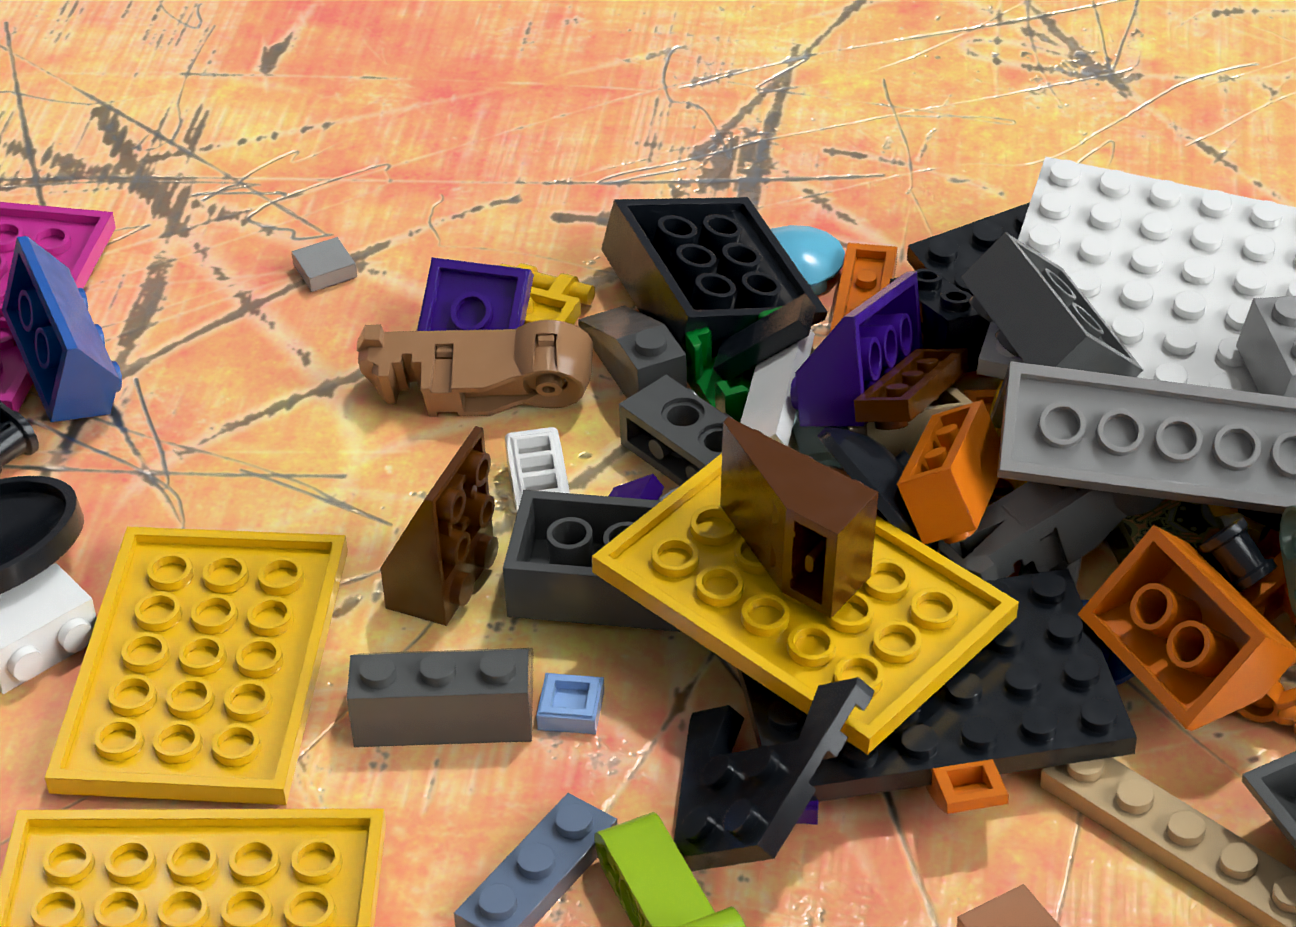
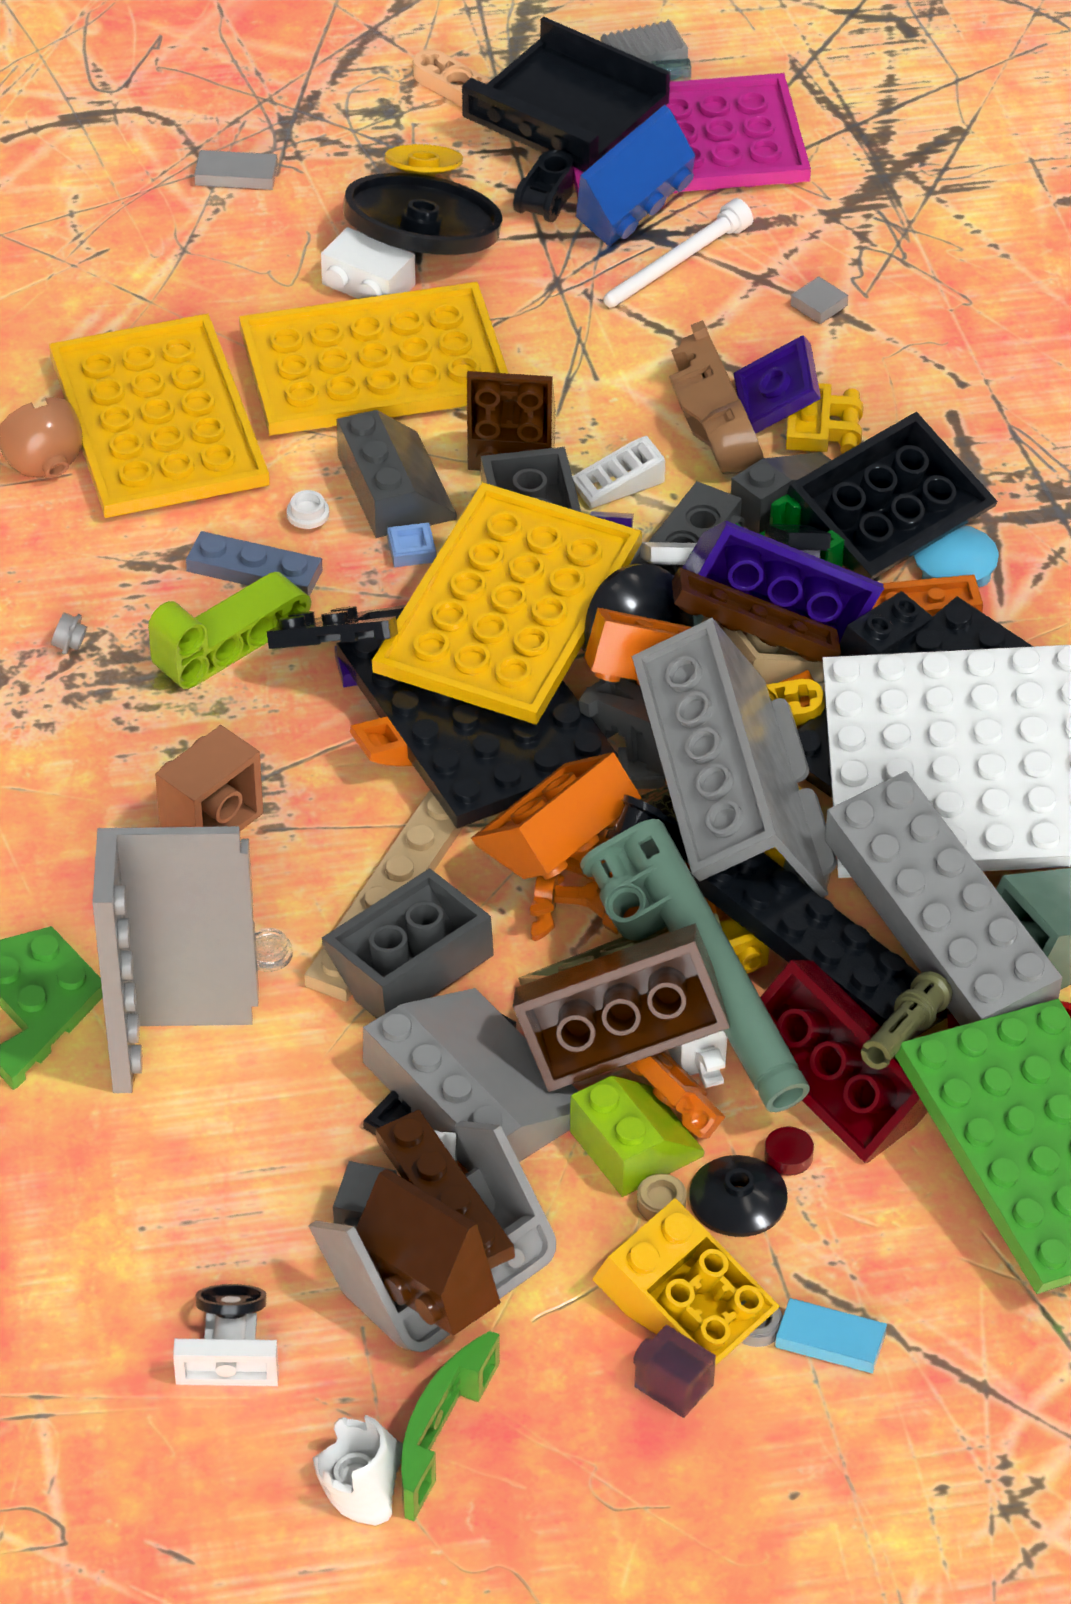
camera: 70 degrees right, 5 degrees up
(147, 296) = (733, 218): none -> white piece
(462, 790) = (307, 510): none -> white plate
(798, 517) = (522, 554): reddish brown slope -> none
(1043, 312) = (856, 674): dark grey slope -> none

